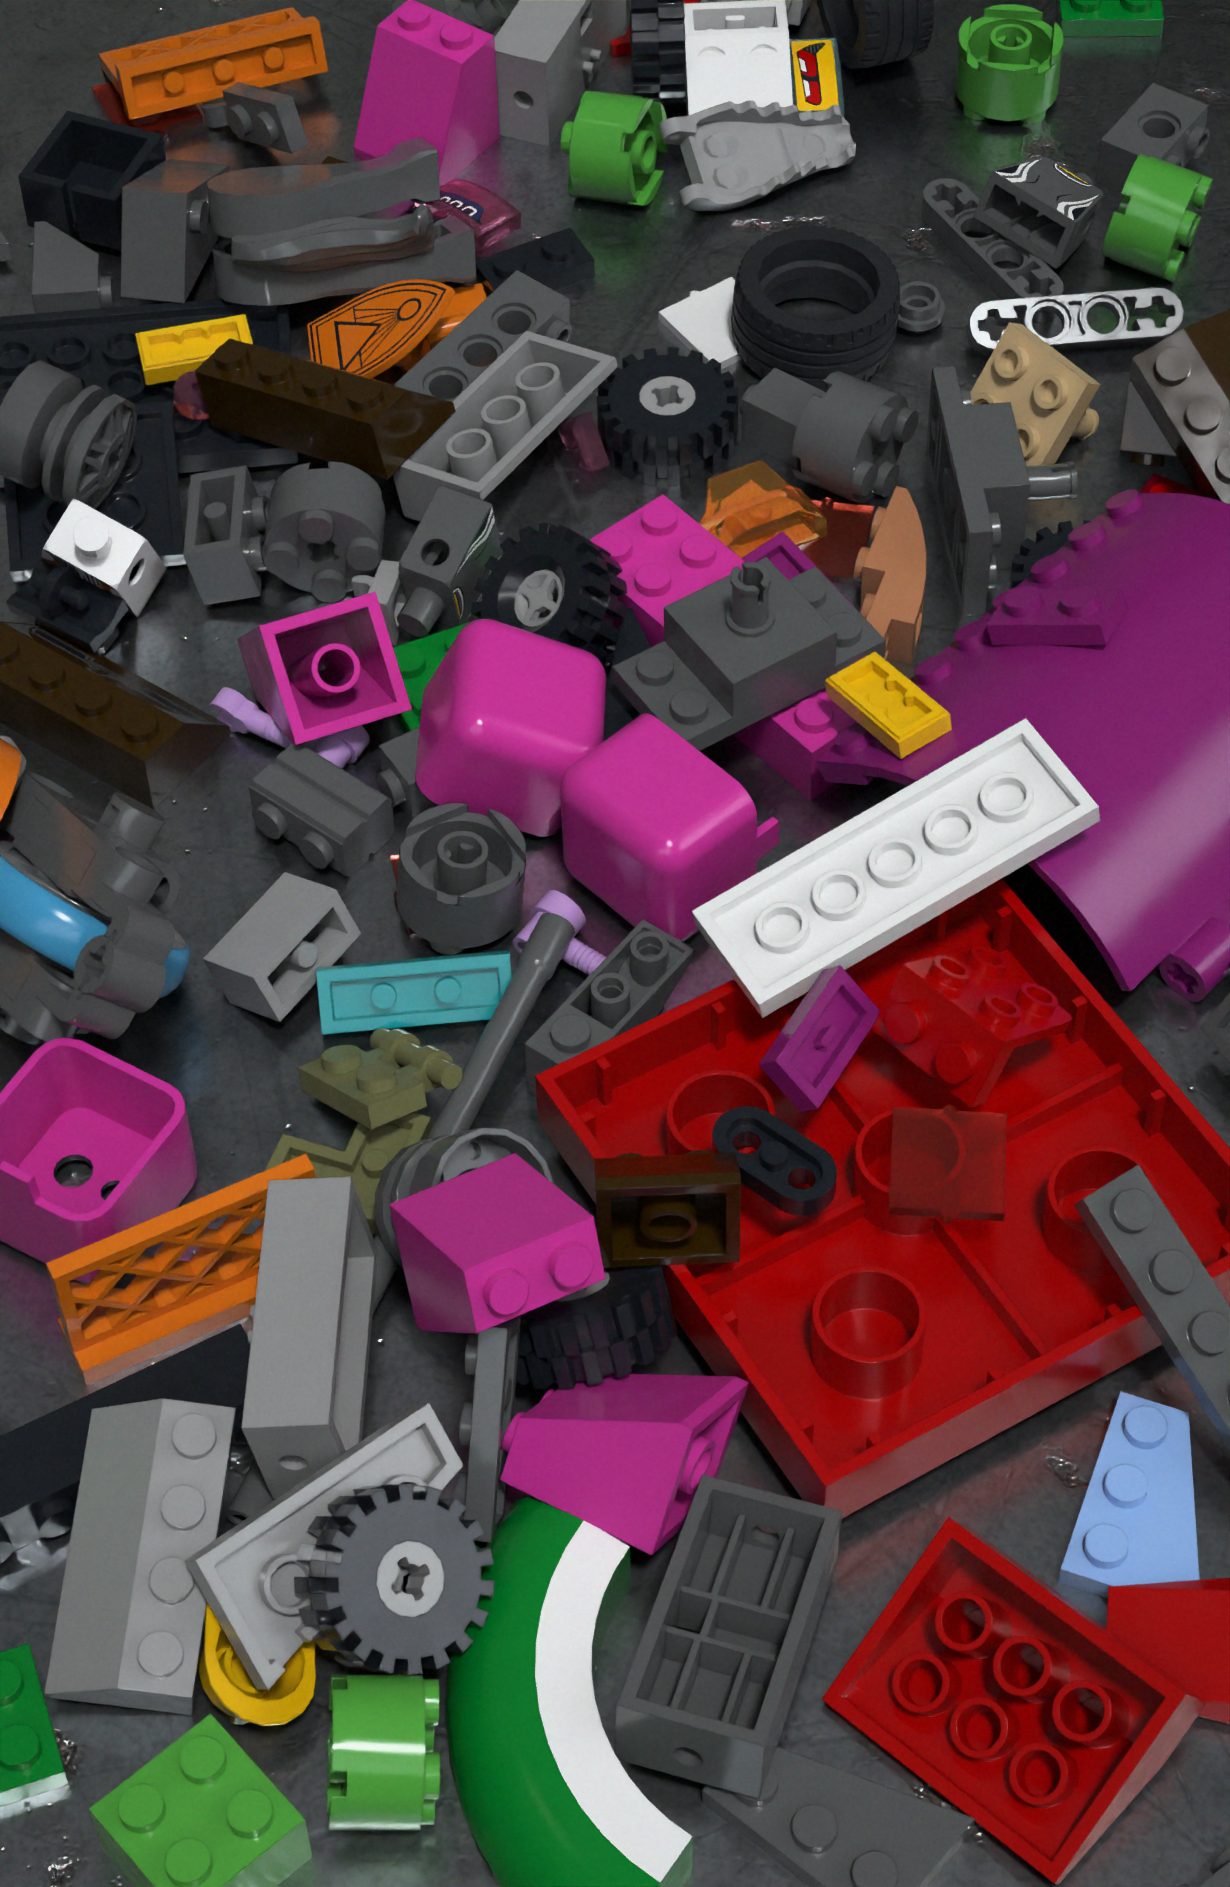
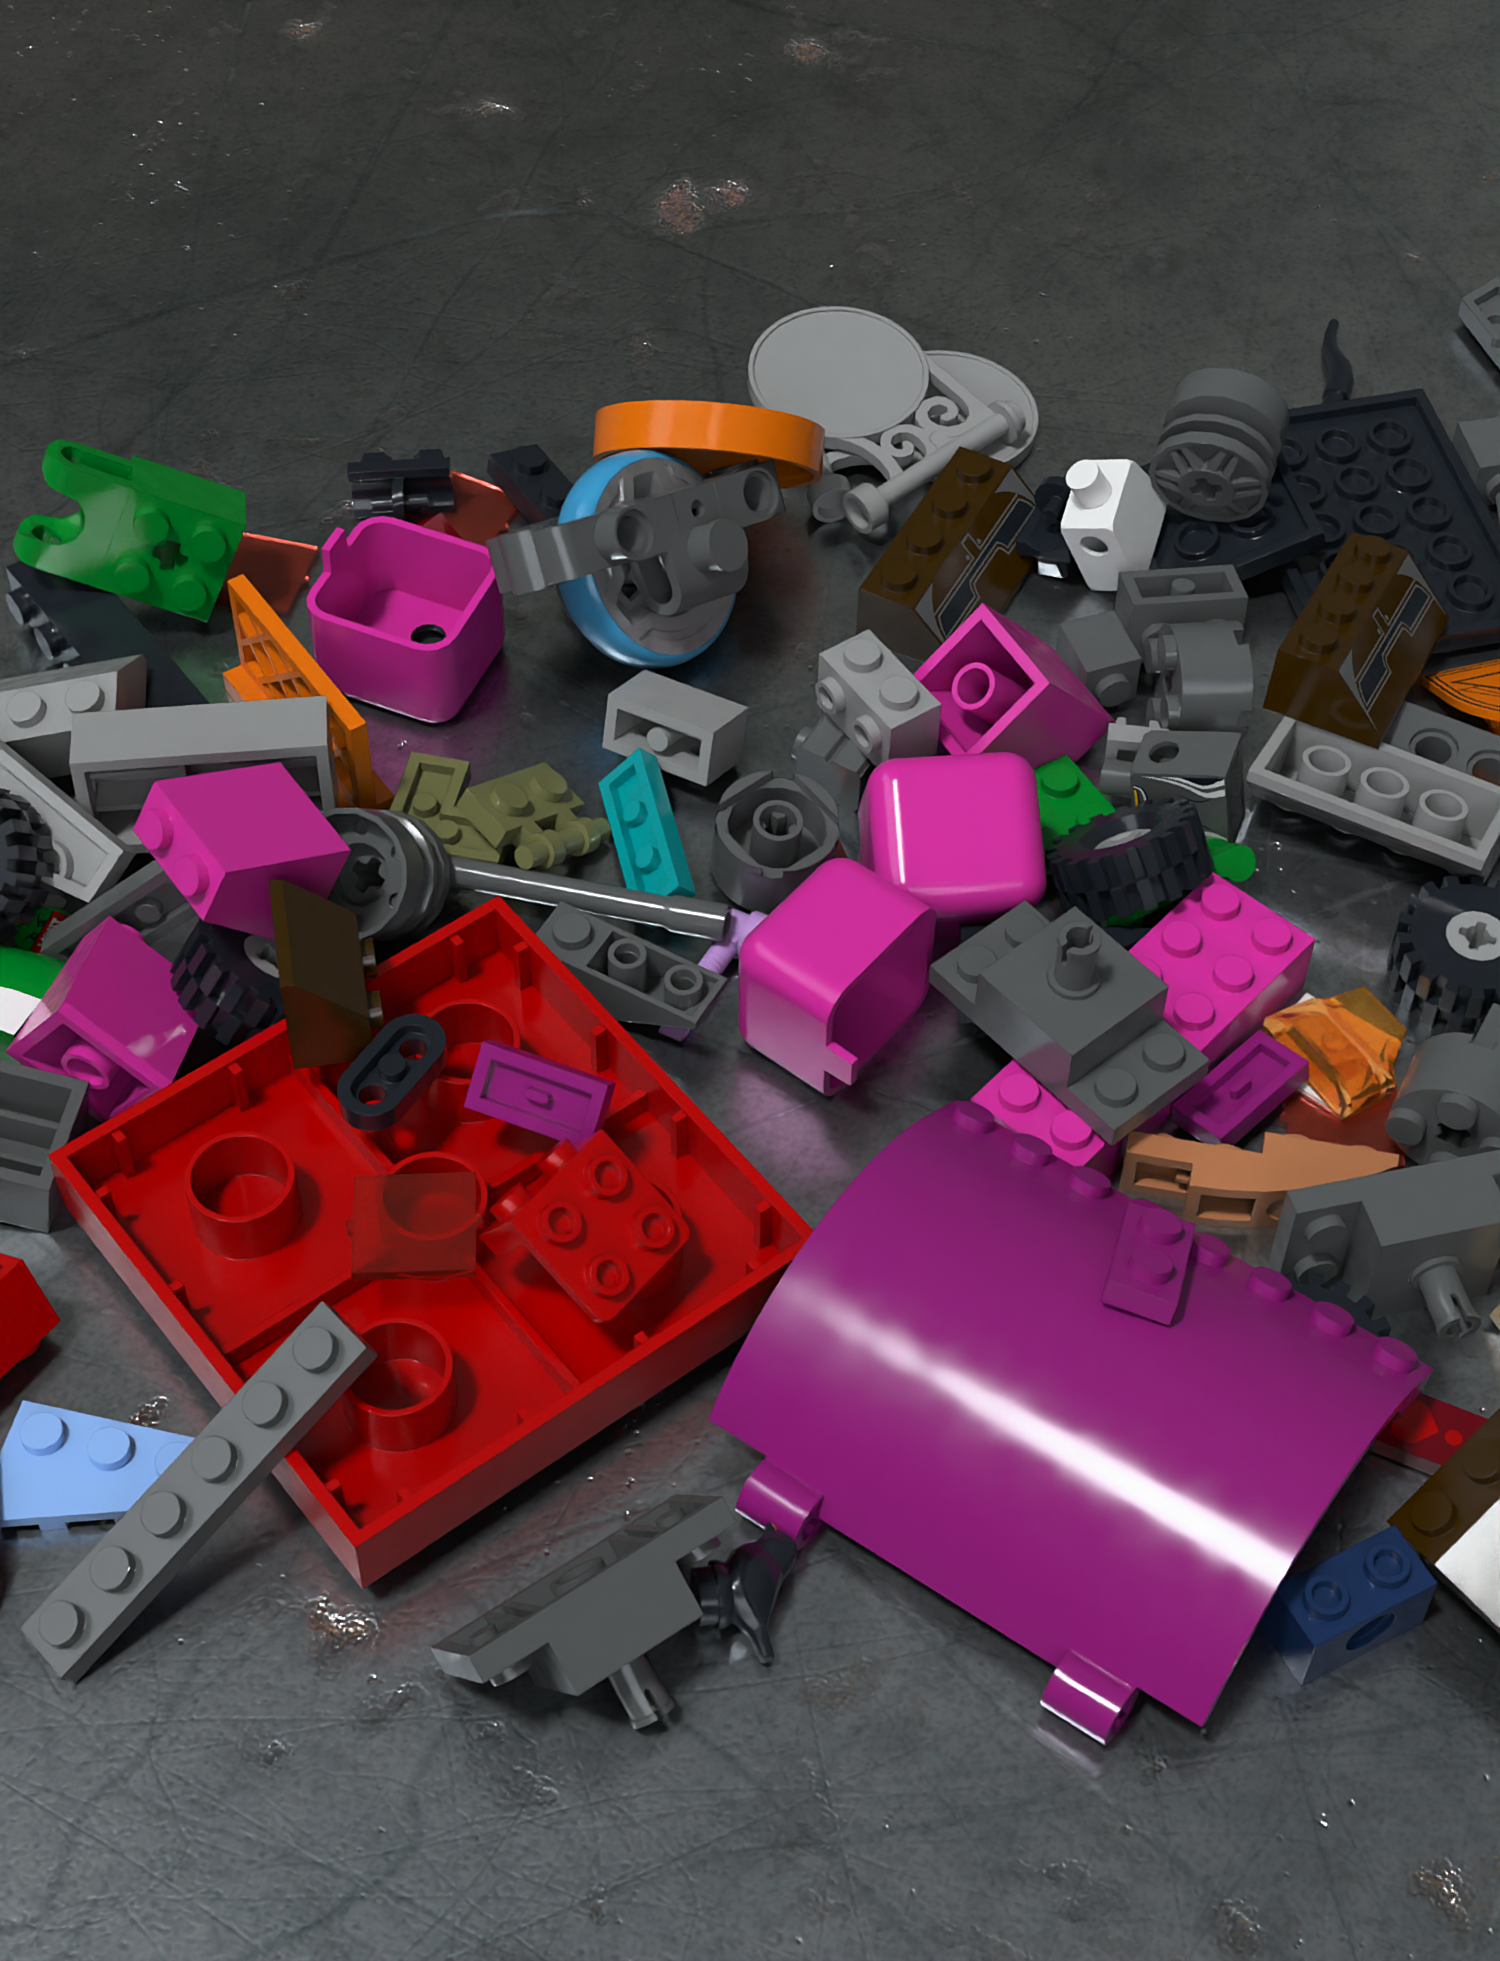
camera: 80 degrees right, 0 degrees up
(183, 348) = (1435, 554): yellow plate -> none
(255, 600) = (1101, 656): none -> dark grey brick
(330, 751) = (877, 700): none -> light grey brick
(582, 434) = (1409, 882): clear pink tile -> none
(888, 705) = (993, 1120): yellow plate -> none
(895, 866) = (756, 1133): white plate -> none

